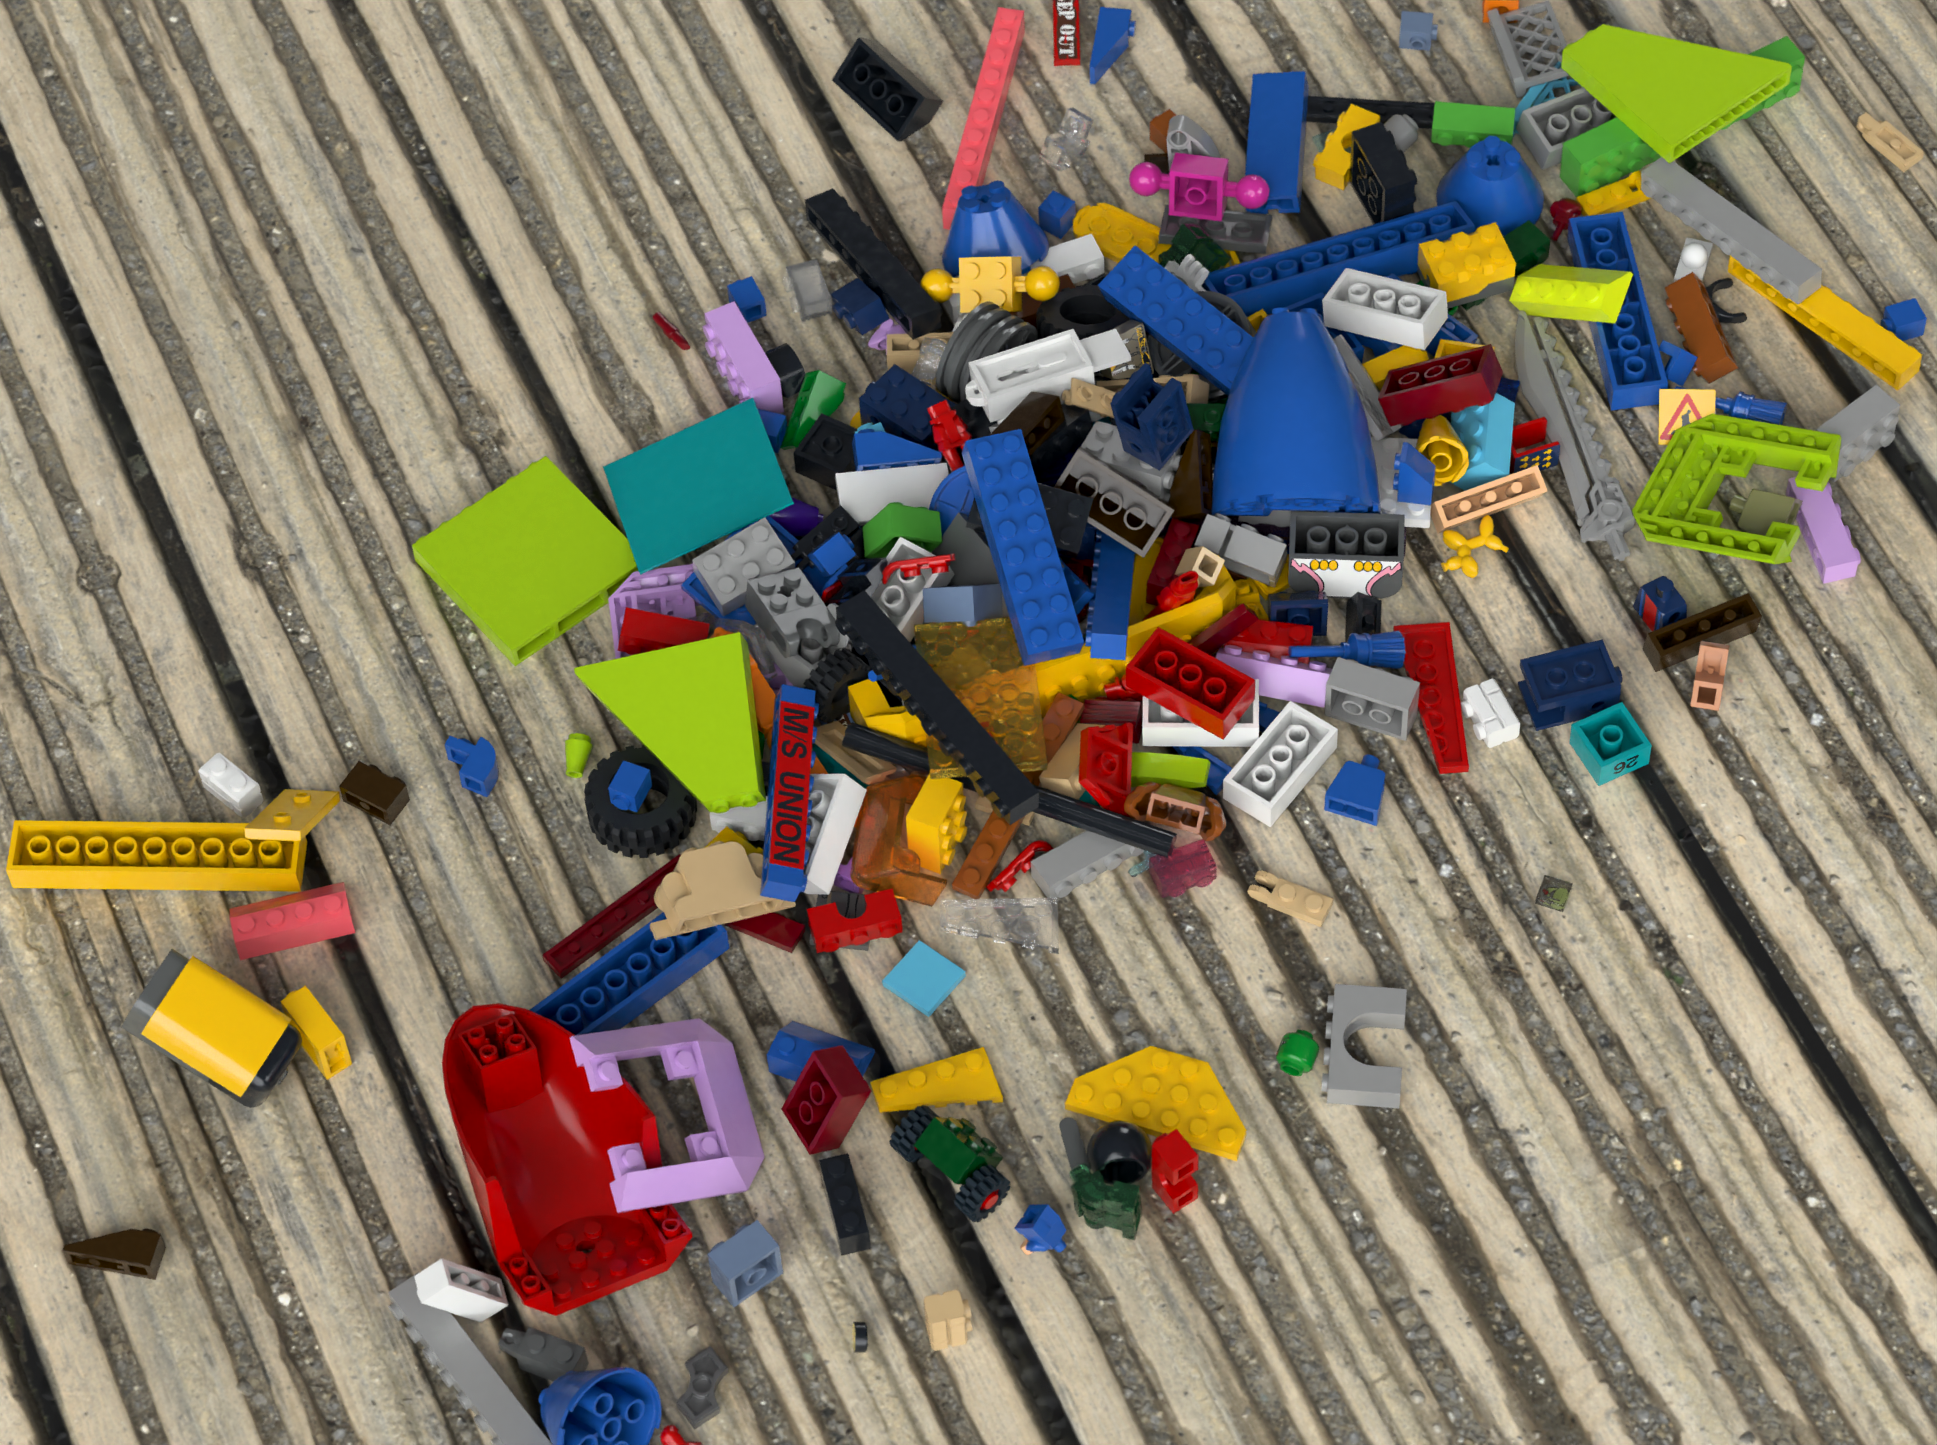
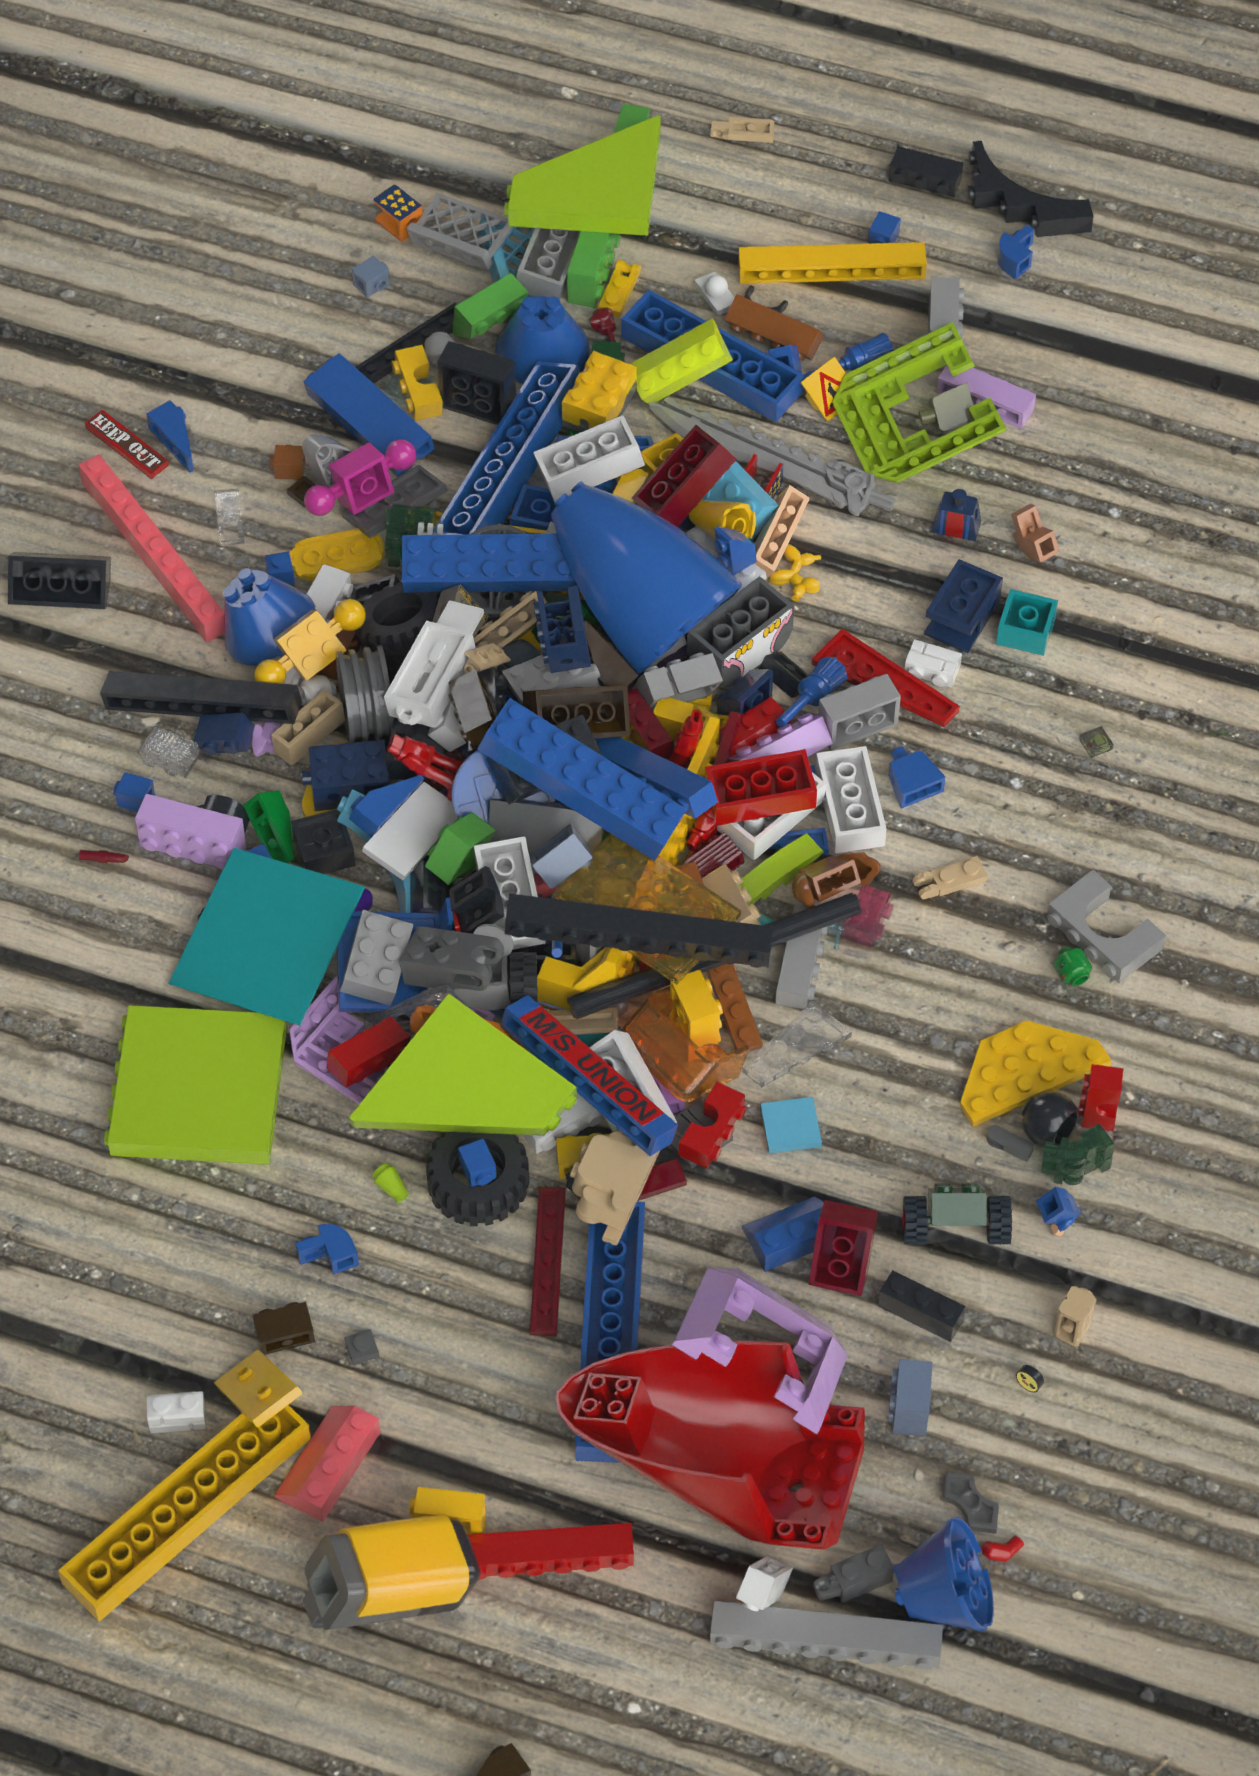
camera: 50 degrees left, 0 degrees up
(357, 1126) = (554, 1550): none -> red brick
(414, 858) = (361, 1347): none -> dark grey plate
(832, 554) = (429, 899): blue brick -> none
(836, 522) = (405, 893): black hinge -> none
(913, 567) = (508, 857): red piece -> none
(928, 361) = (328, 725): clear brick -> none
(947, 1081) = (886, 1173): yellow wing -> none
(1022, 861) = (763, 1001): red piece -> none
(1107, 764) = (760, 886): red wing -> none
(1203, 562) = (675, 710): tan brick -> none
(1715, 625) = (998, 511): dark brown brick -> none
(1731, 230) = (727, 250): light grey brick -> none

